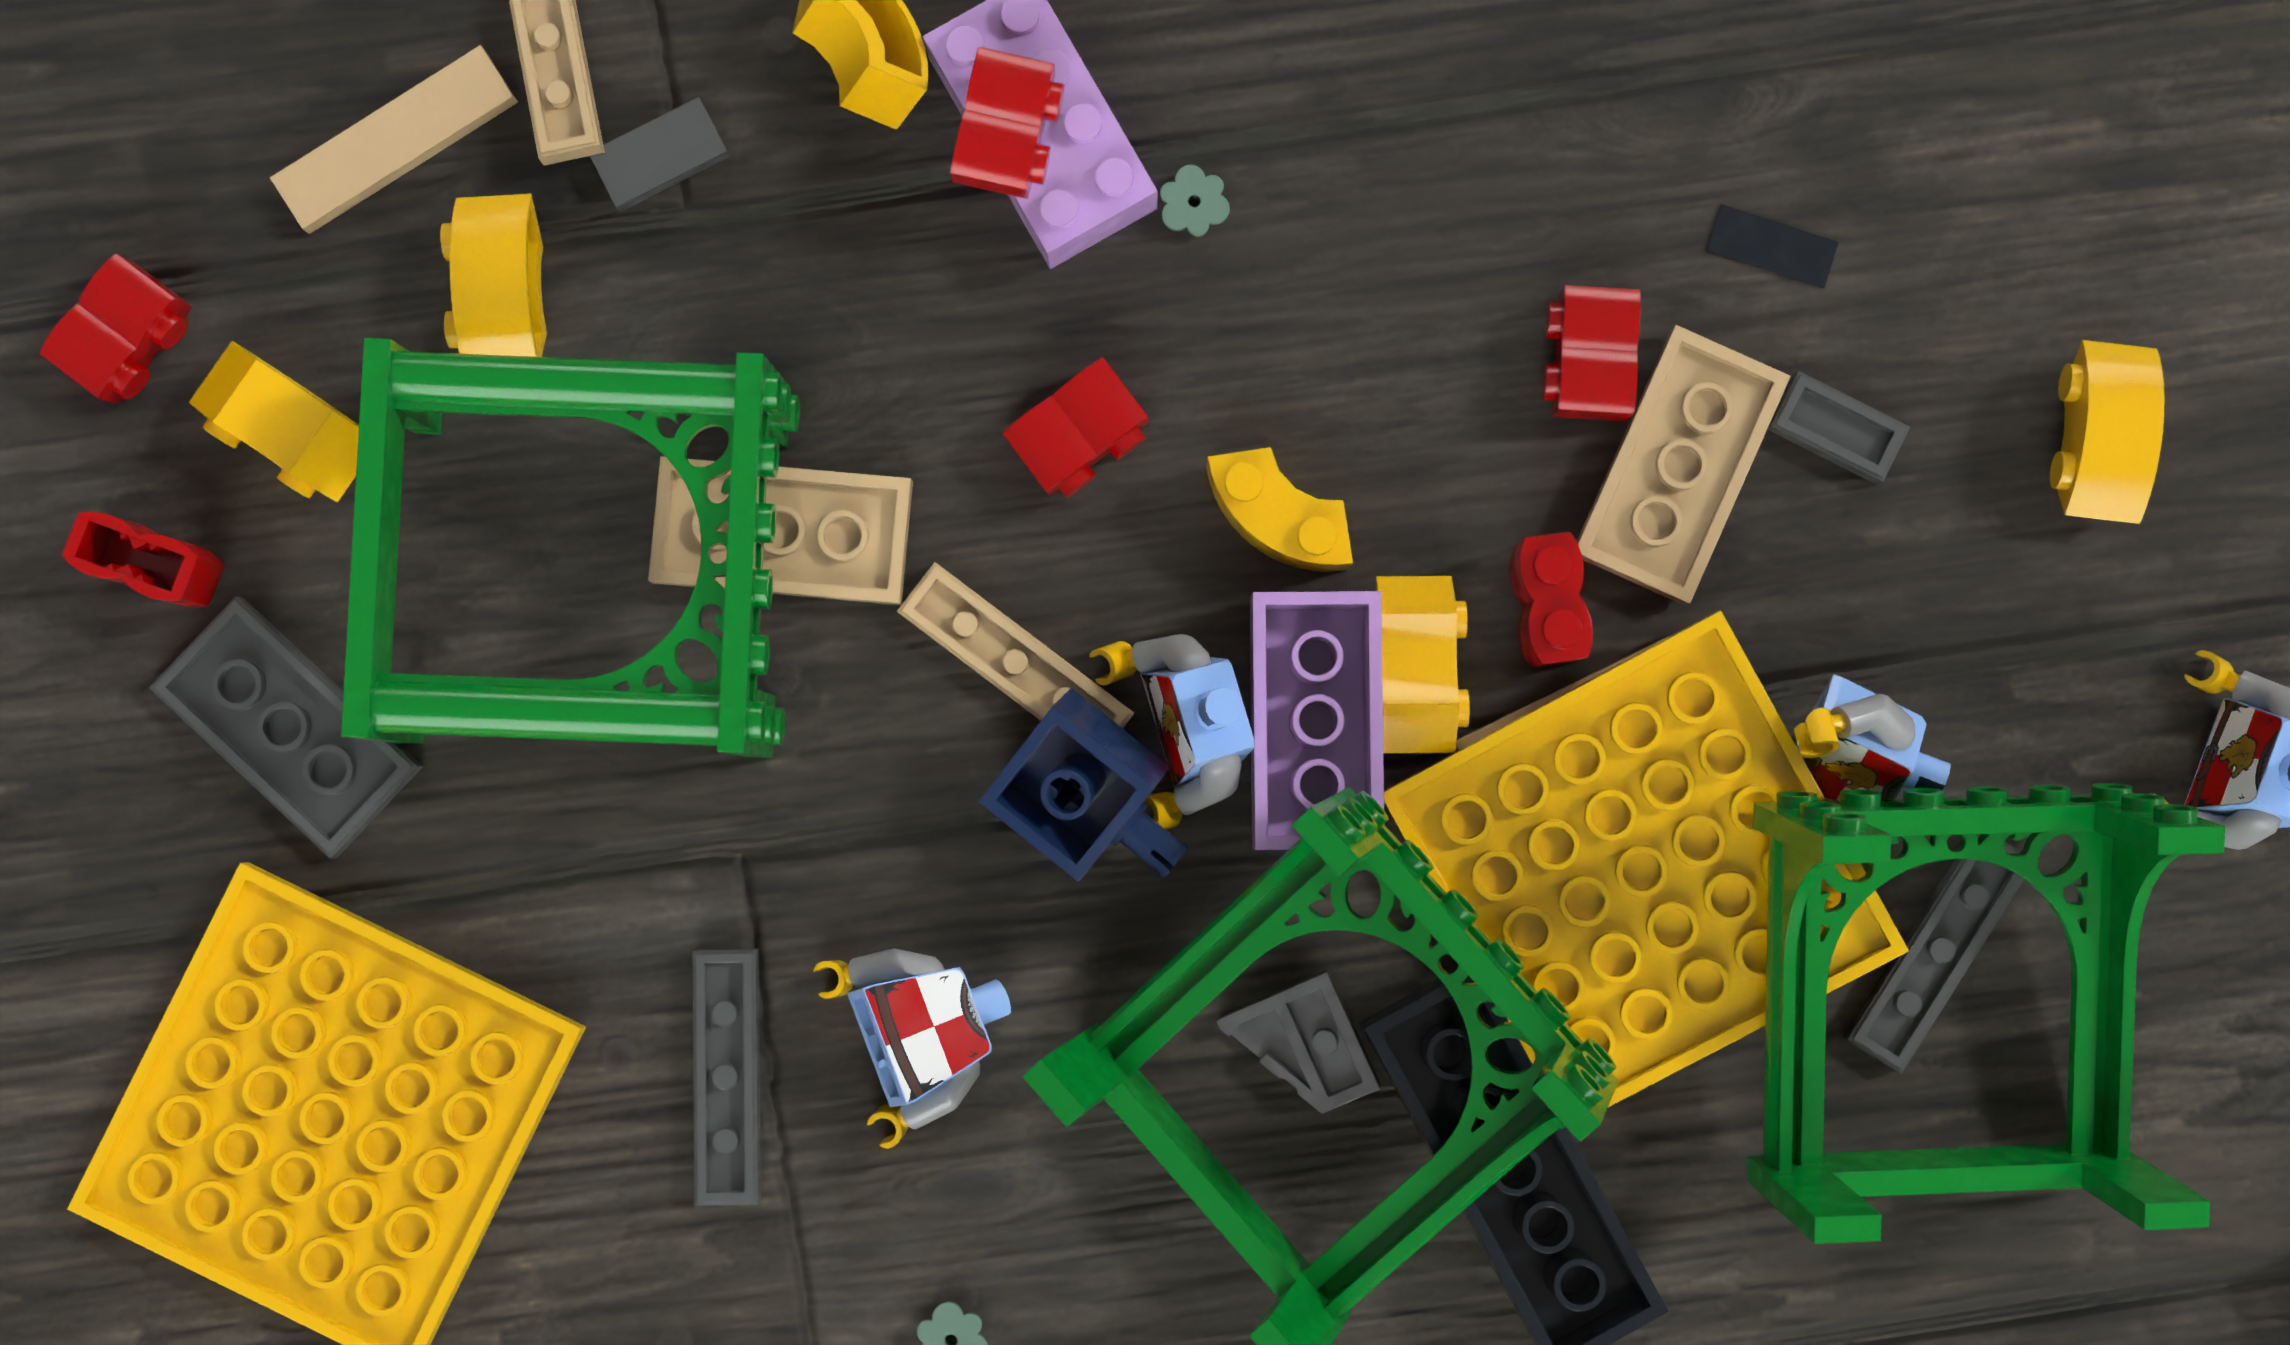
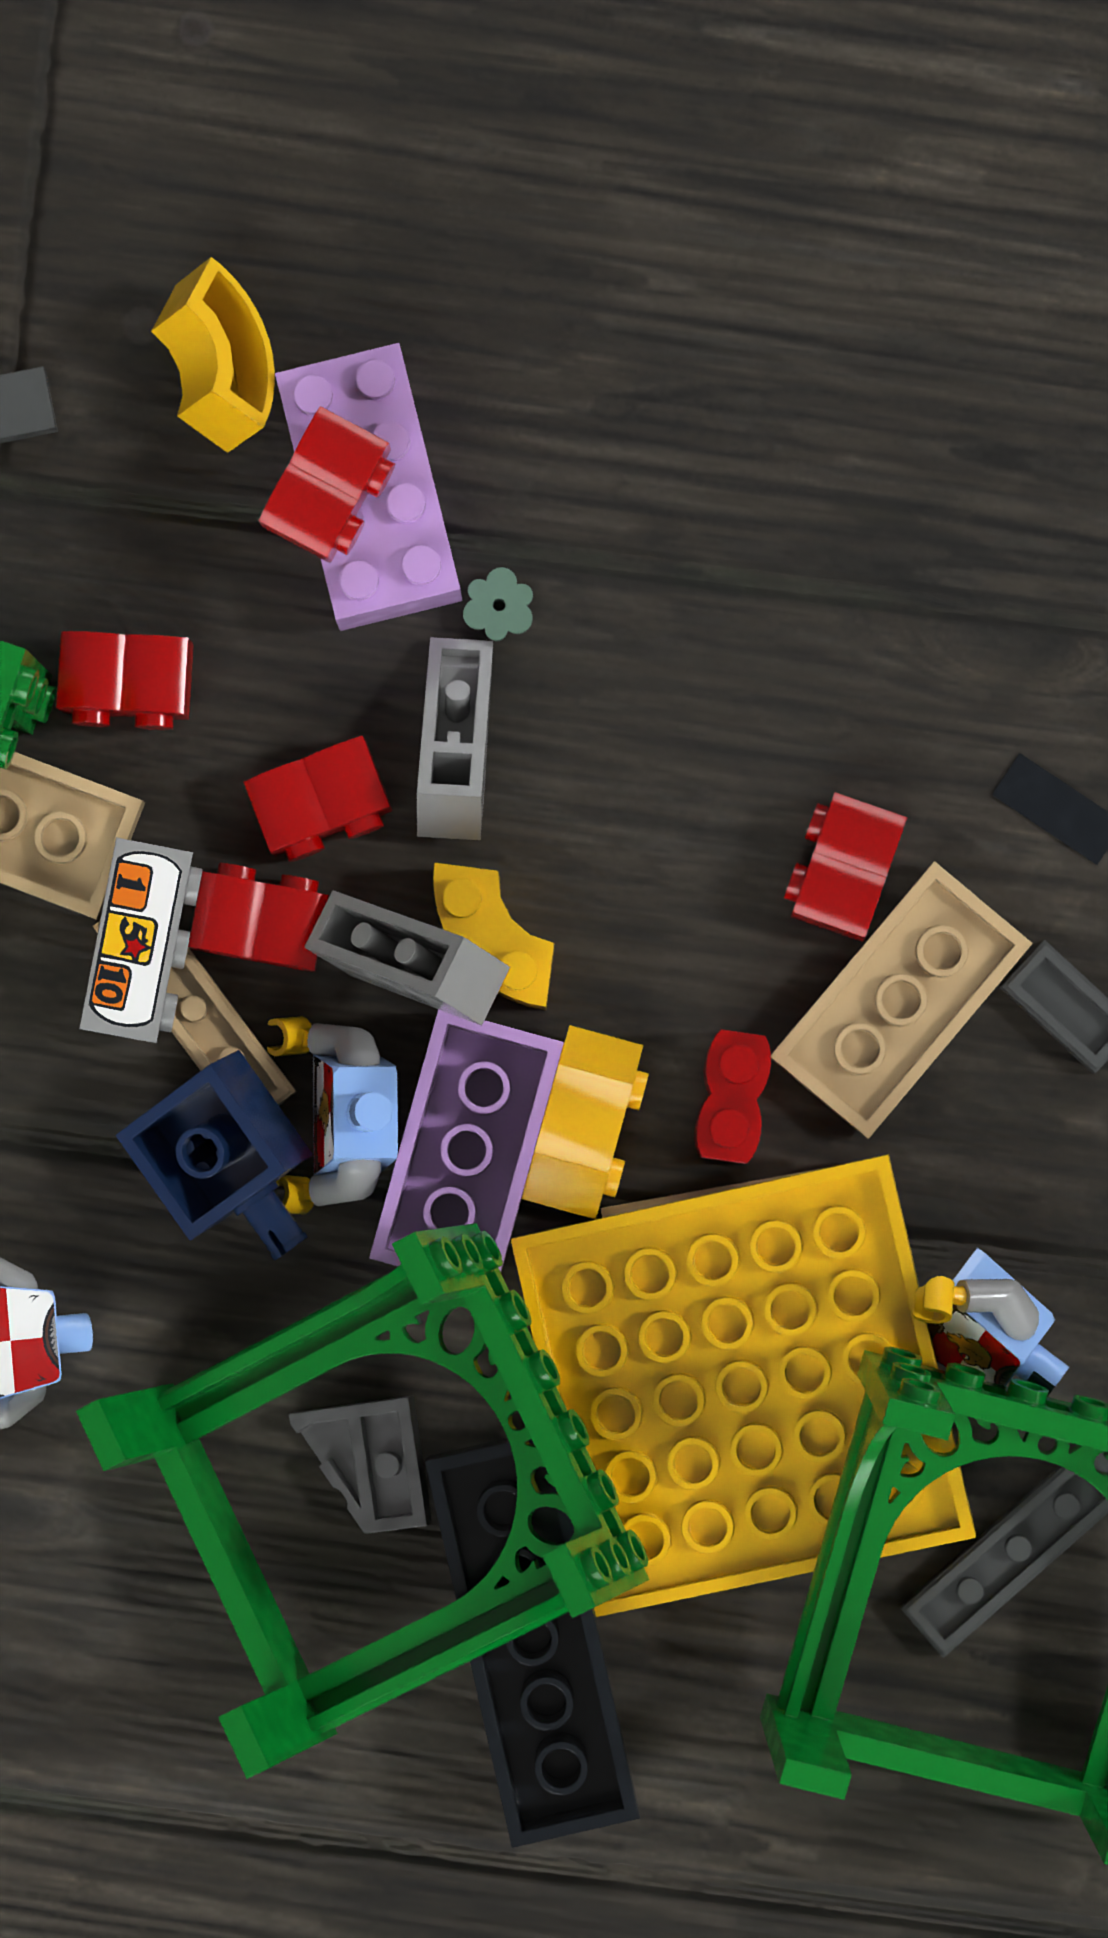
camera: 20 degrees right, 0 degrees up
(860, 368) = (124, 677): none -> red brick
(947, 610) = (140, 941): none -> brick
(1054, 560) = (257, 918): none -> red brick
(1190, 338) = (454, 739): none -> light grey slope
(1210, 551) = (407, 957): none -> light grey brick

